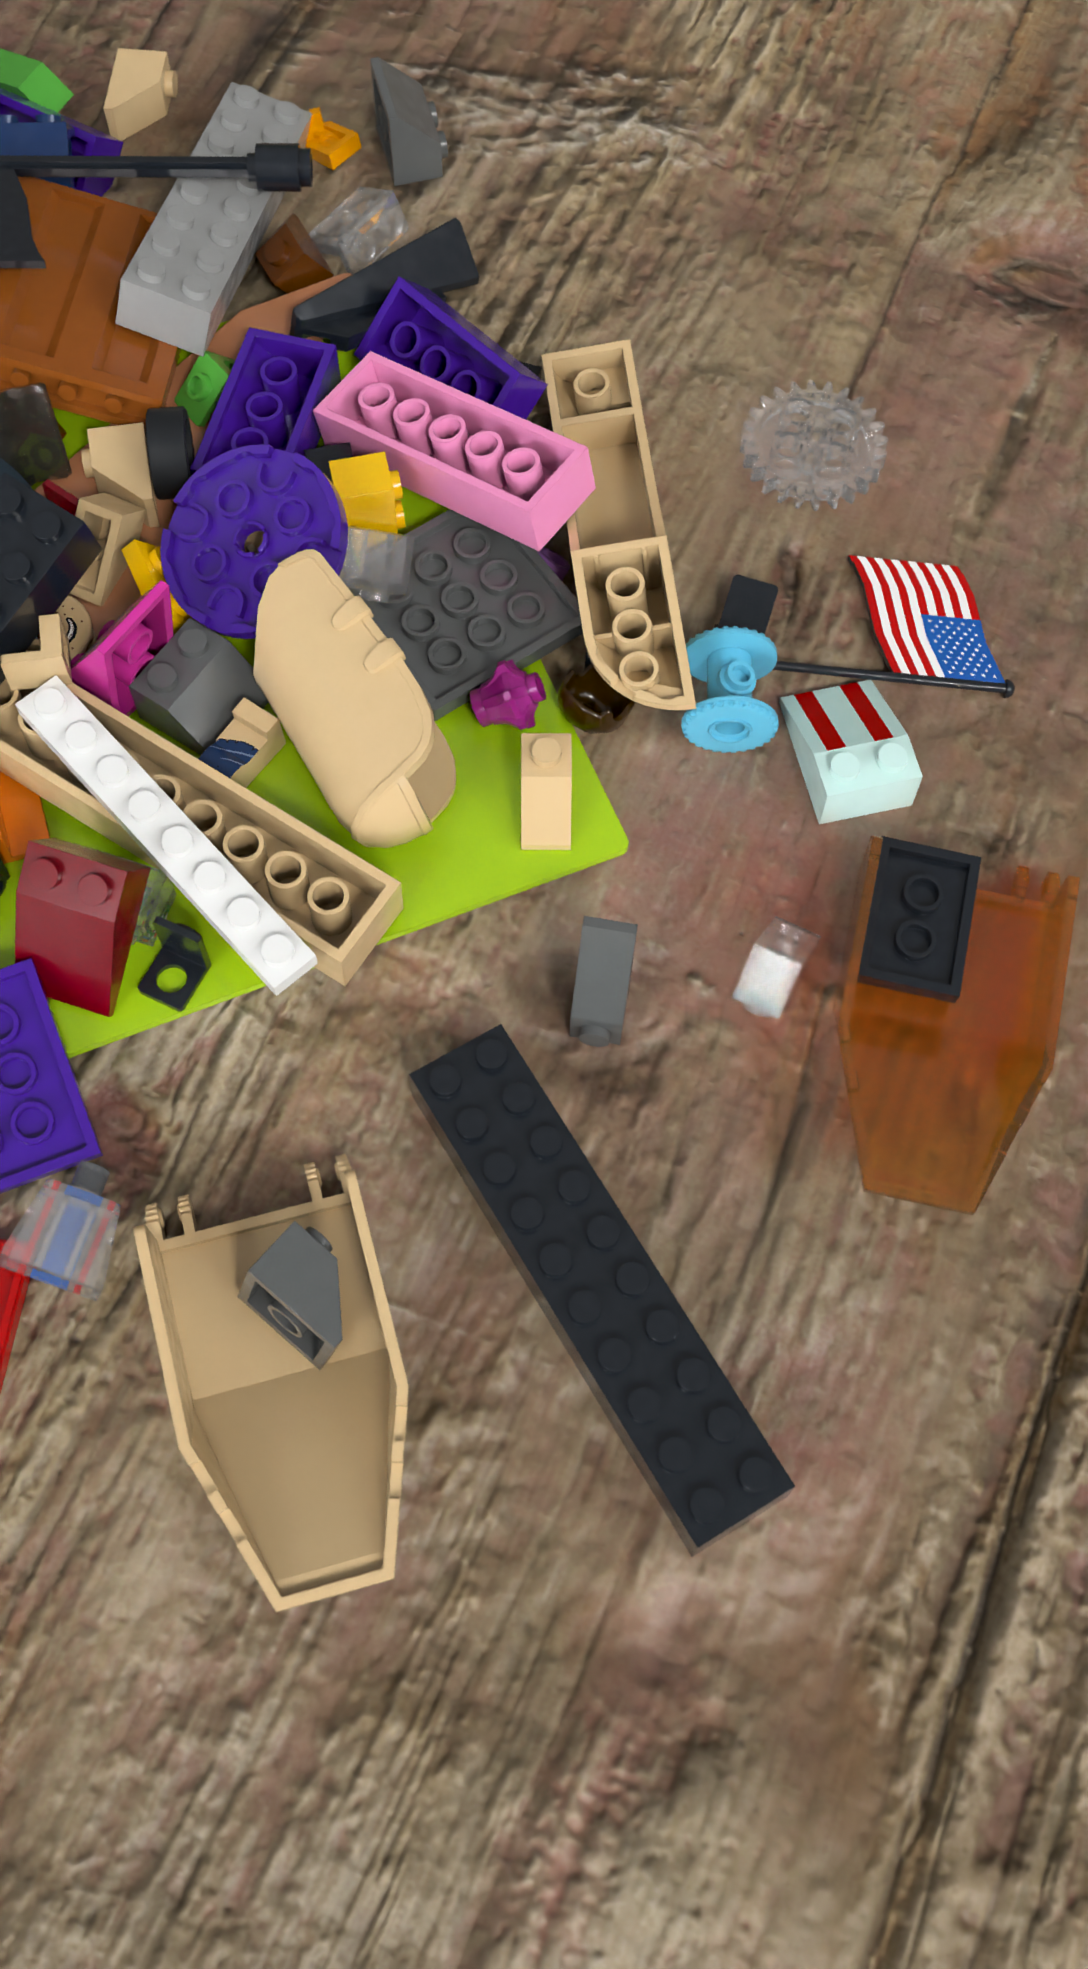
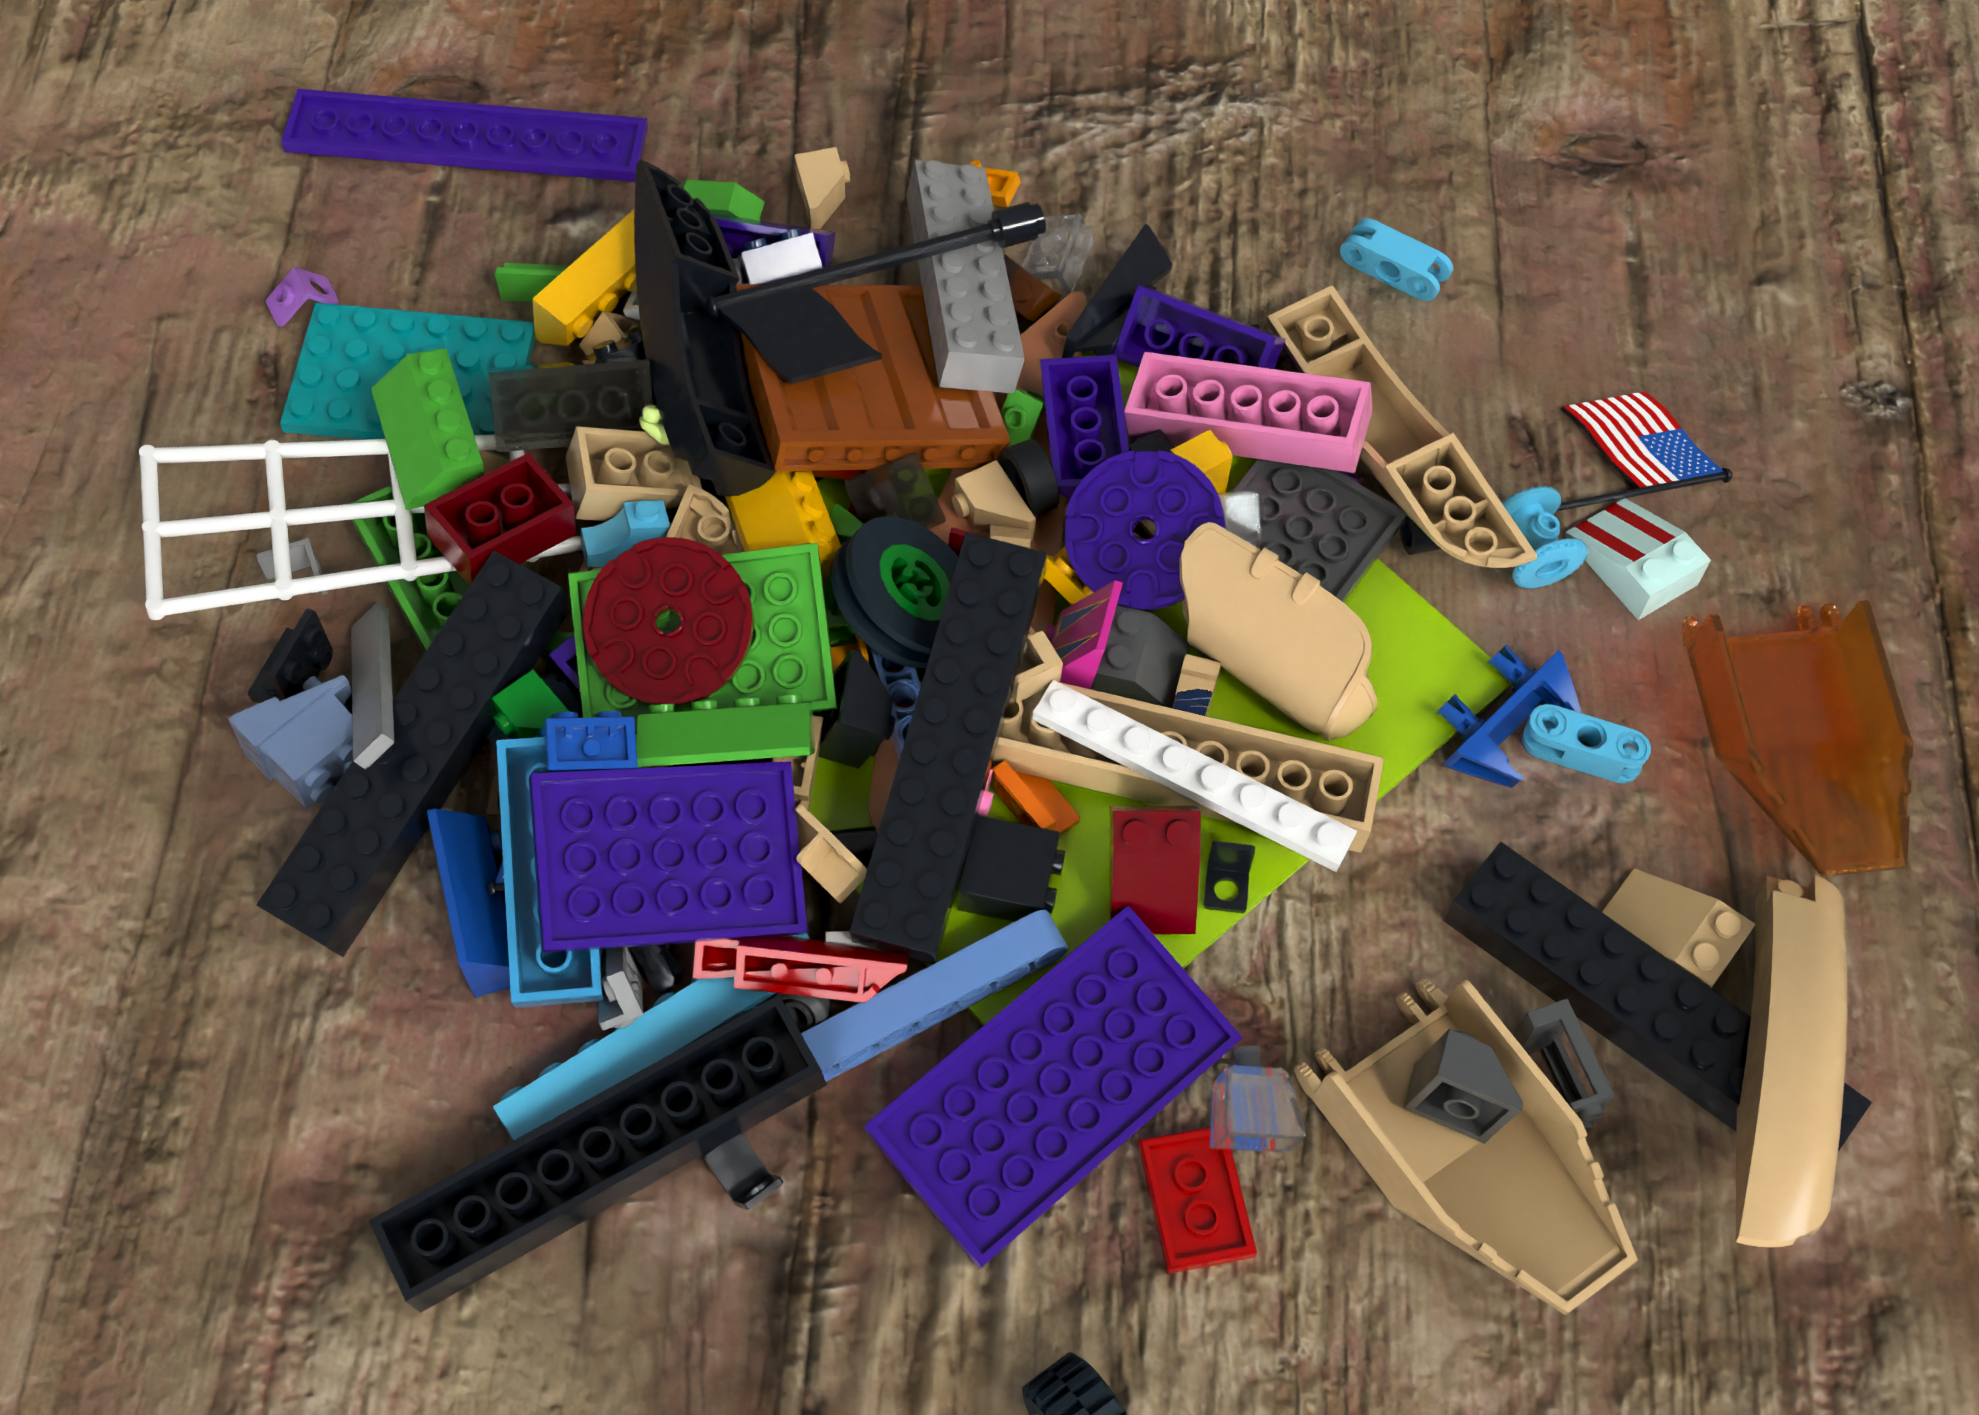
camera: 20 degrees left, 5 degrees down
(406, 125) = (1057, 158): dark grey slope -> none
(442, 1260) = (1542, 1032): none -> dark grey panel
(508, 697) = (1377, 593): magenta rock -> none
(546, 791) = (1439, 655): tan slope -> none
(556, 899) = (1480, 750): none -> blue hose
(592, 702) = (1437, 575): dark brown hair -> none
(602, 981) = (1560, 786): dark grey slope -> none
(673, 1197) = (1680, 923): none -> tan slope
(700, 1413) = (1792, 1064): none -> tan slope
(702, 970) = (1556, 735): none -> medium azure piece
(733, 337) = (1396, 259): none -> medium azure piece
(748, 604) = (1510, 470): black bracket -> none
(775, 968) = (1671, 737): clear slope -> none
(813, 445) = (1498, 328): clear gear -> none
(920, 920) = (1765, 667): black plate -> none

